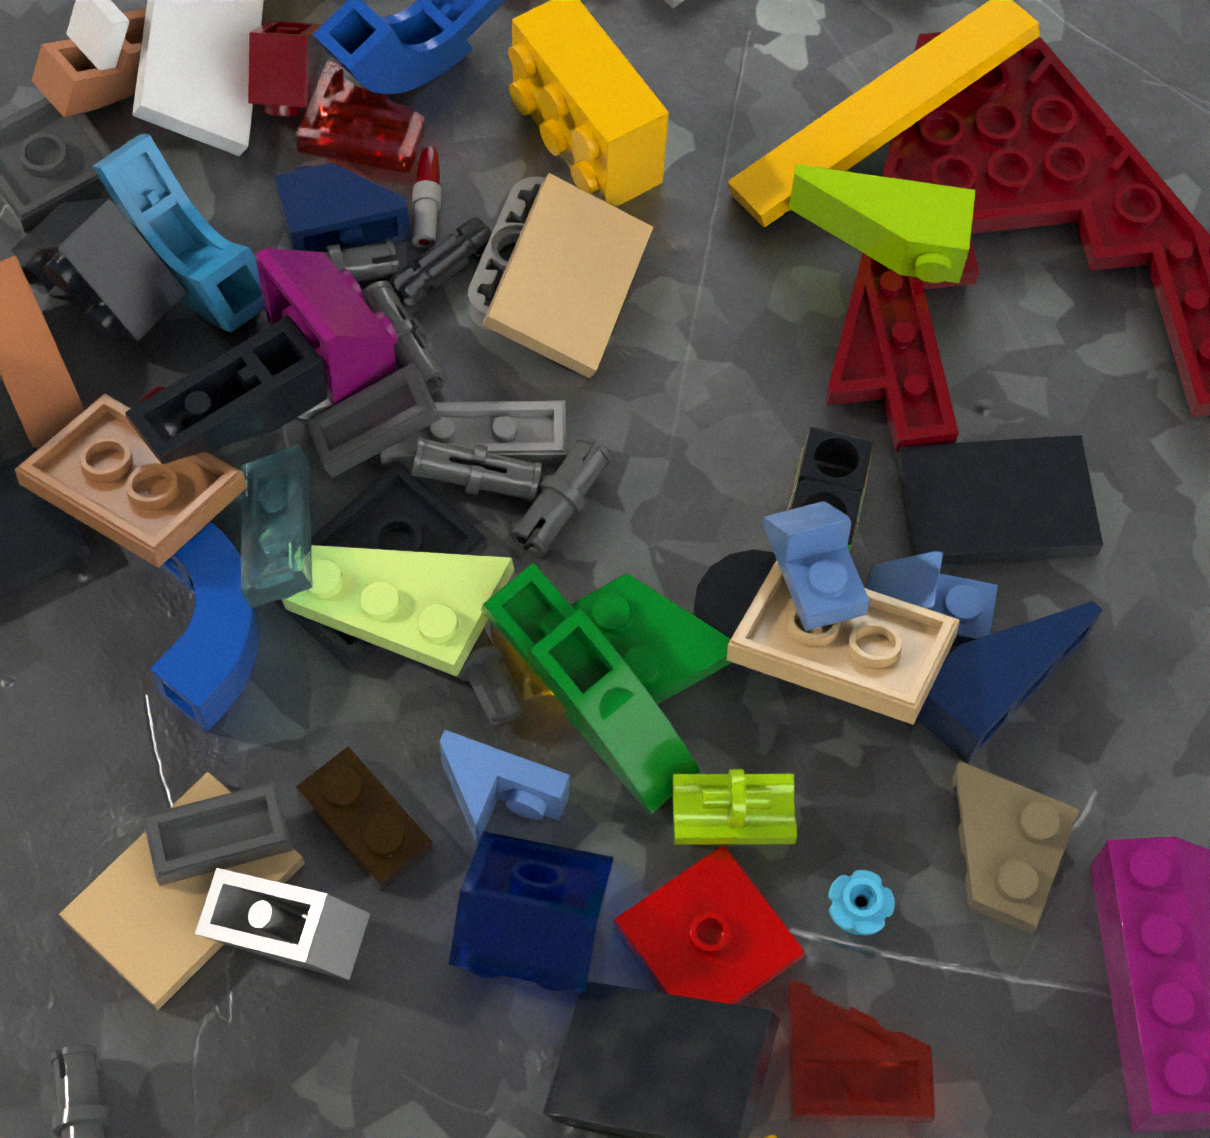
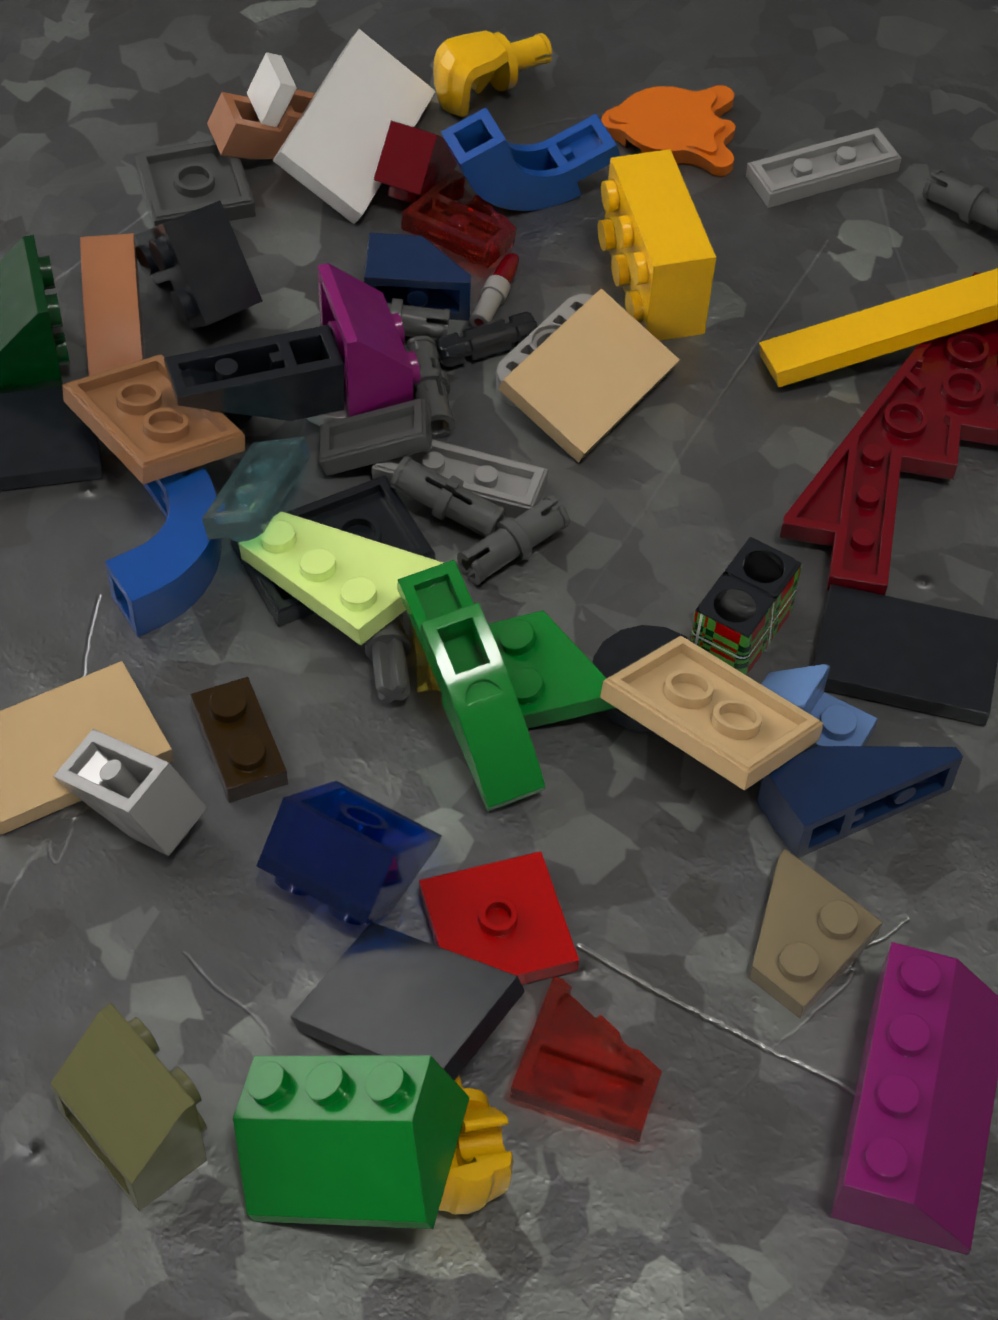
camera: 20 degrees right, 10 degrees down
(216, 273) = (271, 252): dark azure arch -> none
(217, 833) = (110, 704): dark grey tile -> none
(486, 774) = (362, 735): medium blue slope -> none
(733, 808) = (560, 821): lime hips -> none
(817, 563) = (708, 641): medium blue slope -> none
(857, 919) = (647, 953): medium azure plate -> none
(898, 222) = (890, 400): lime slope -> none

